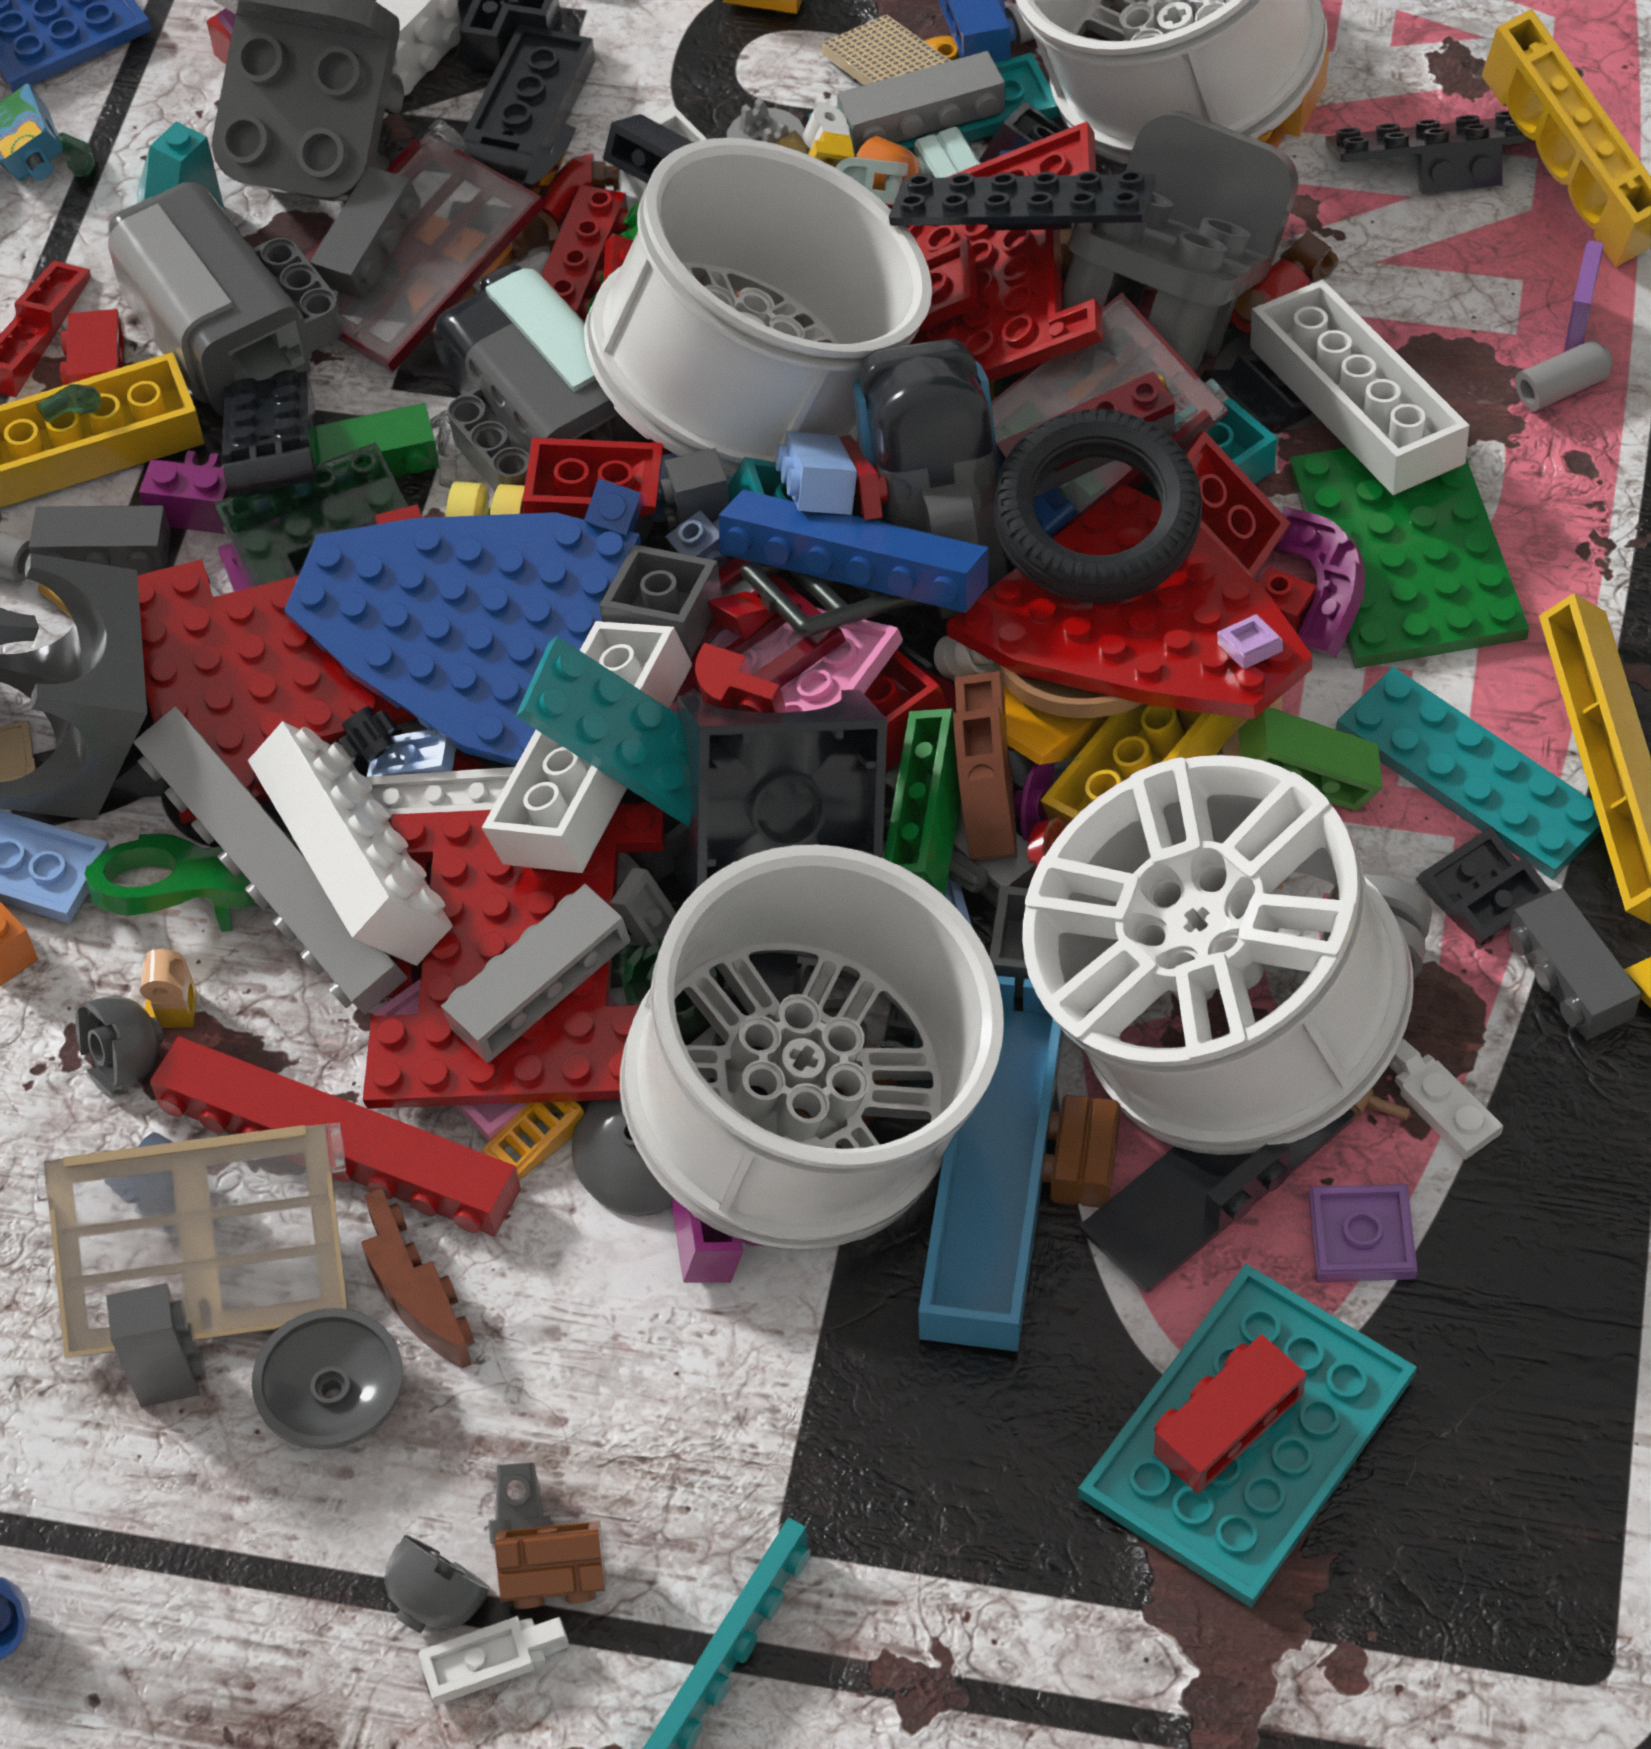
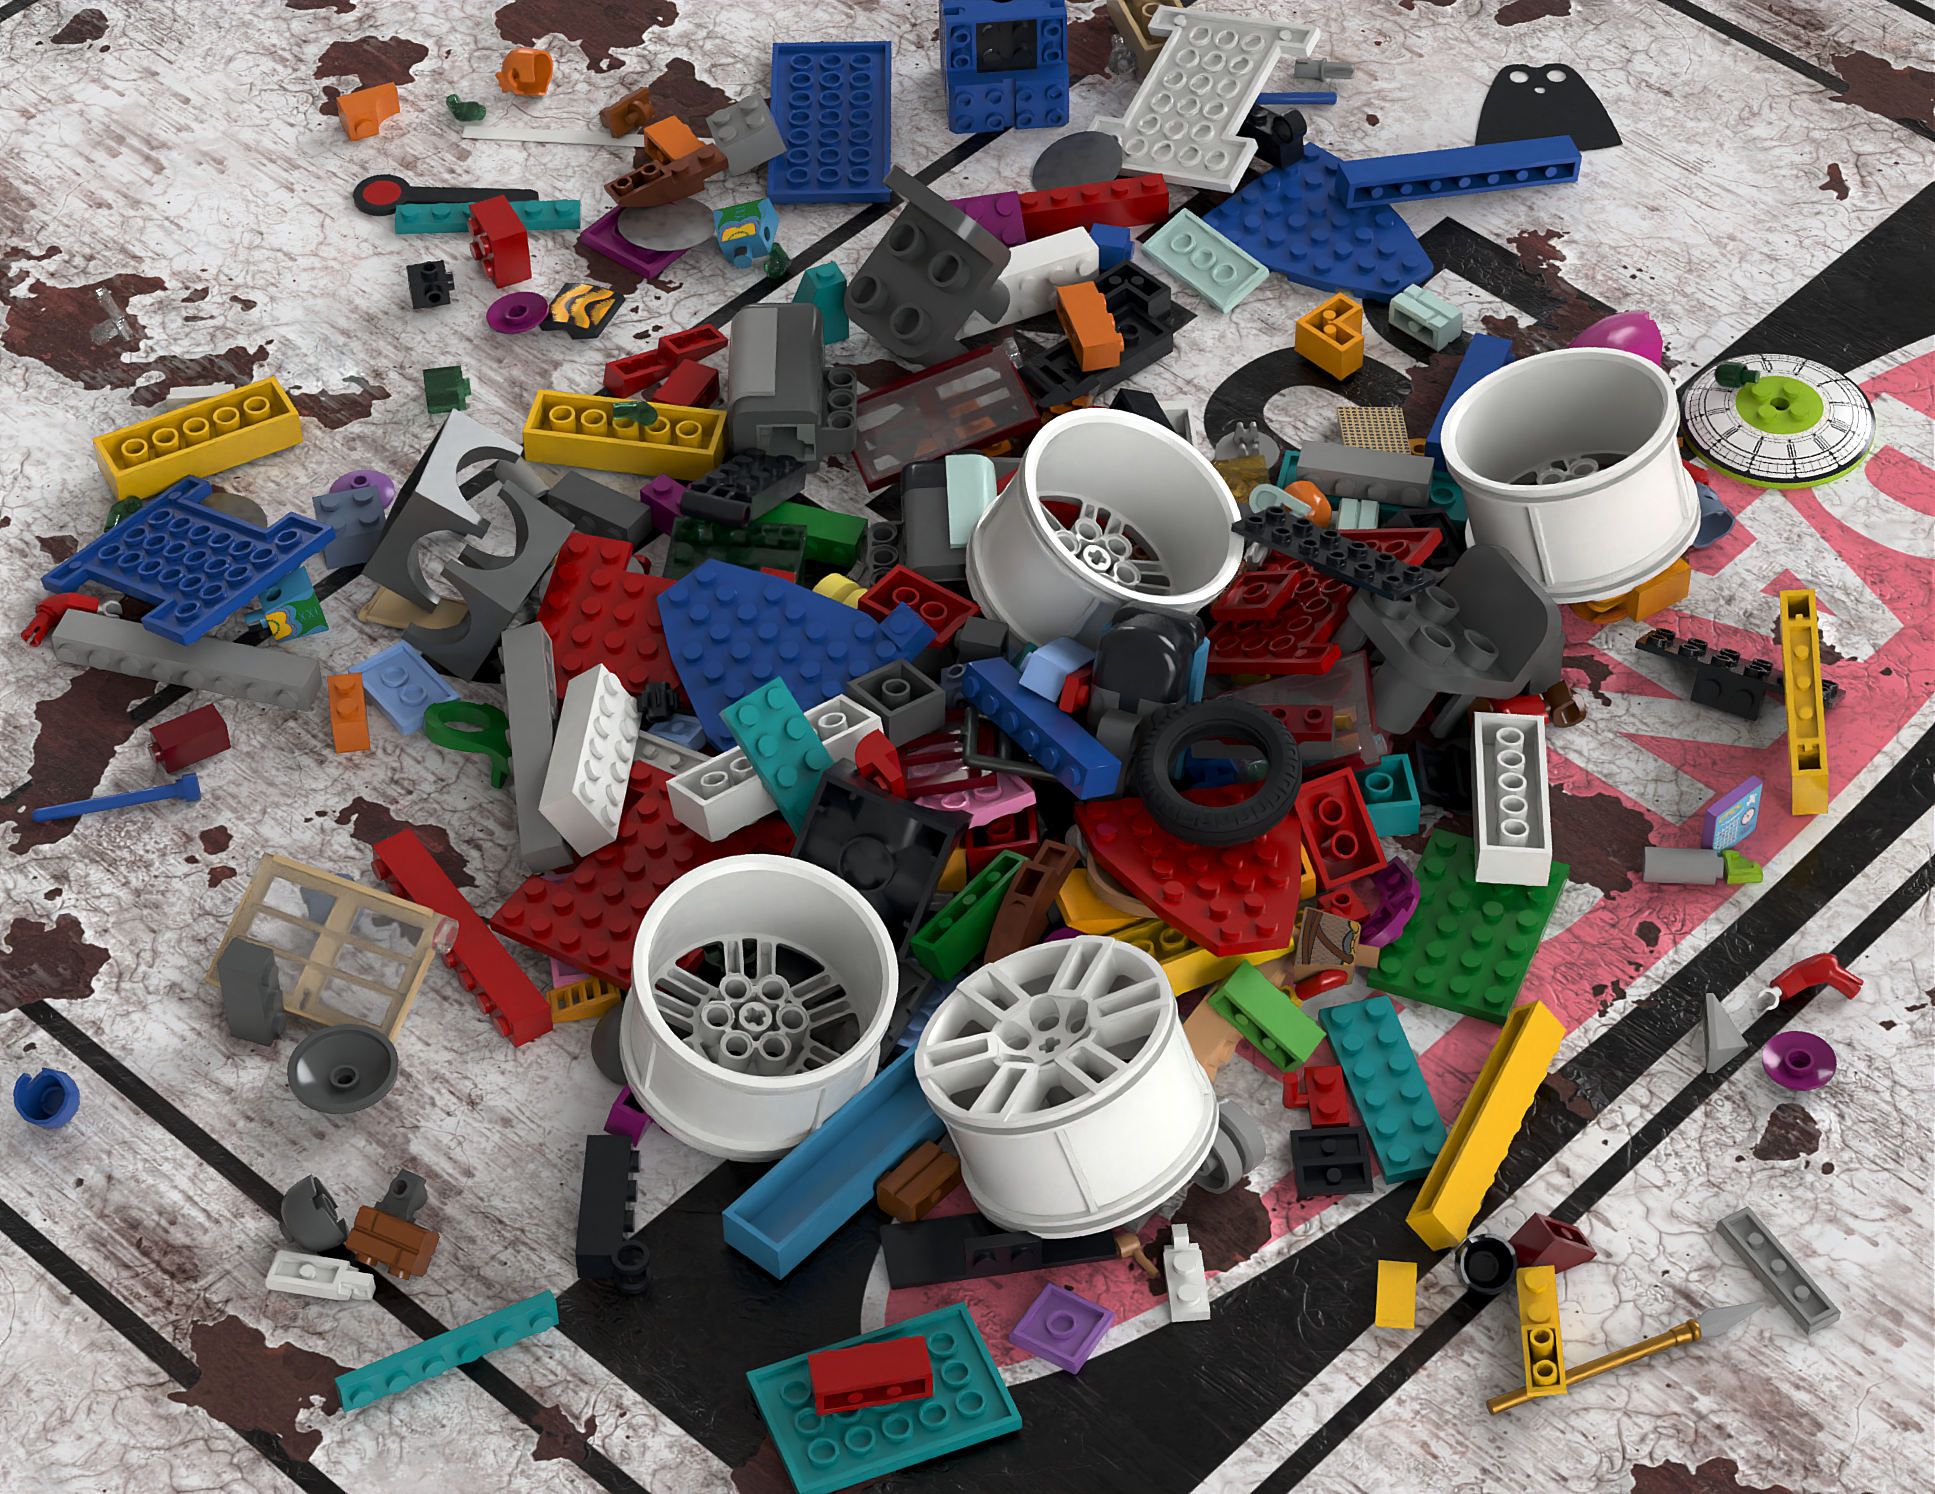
camera: 30 degrees right, 10 degrees down
(119, 1040) = (375, 814): dark grey cylinder -> none
(168, 989) = (425, 797): light nougat leg -> none
(366, 232) = (911, 390): dark grey brick -> none
(411, 1288) = (439, 1043): copper slope -> none
(505, 71) = (1089, 326): none -> orange brick
(535, 973) = (625, 891): light grey brick -> none
(739, 613) = (942, 735): red slope -> none
(766, 1382) = (606, 1213): none -> black hinge
(828, 135) = (1276, 467): leg -> none
(1250, 641) = (1250, 905): lavender tile -> none
(1335, 652) = (1327, 953): none -> torso
(1416, 814) = (1323, 1096): none -> red plate
(1573, 964) = (1343, 1238): dark grey brick -> none
(1621, 349) = (1739, 869): none -> lime tile

